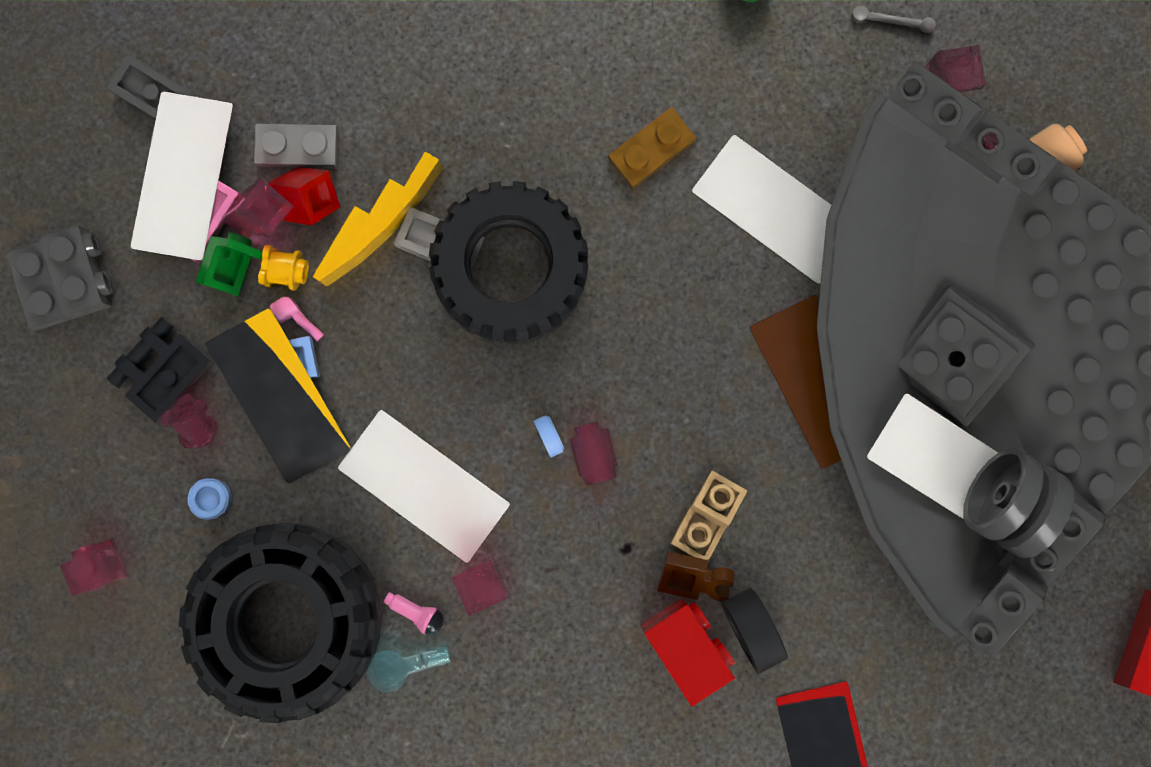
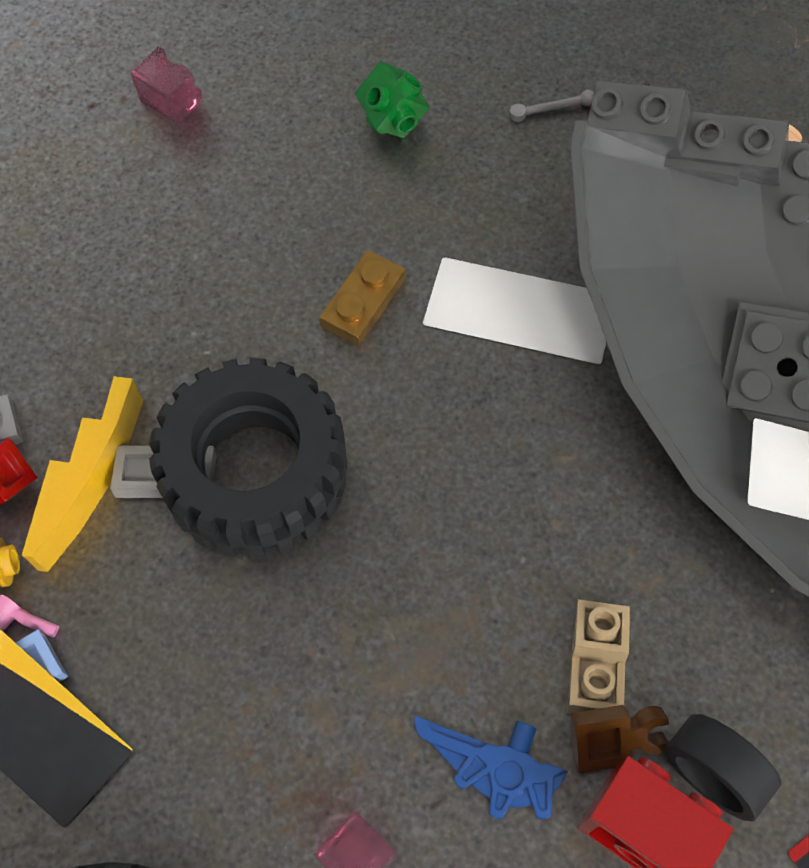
camera: 20 degrees left, 20 degrees down
(424, 486) = (241, 762): white sticker -> none
(549, 435) = (370, 634): light blue tile -> none
(593, 453) = (431, 634): clear pink brick -> none
(603, 568) = (500, 773): none -> blue piece
(794, 357) = (619, 445): reddish brown sticker -> none

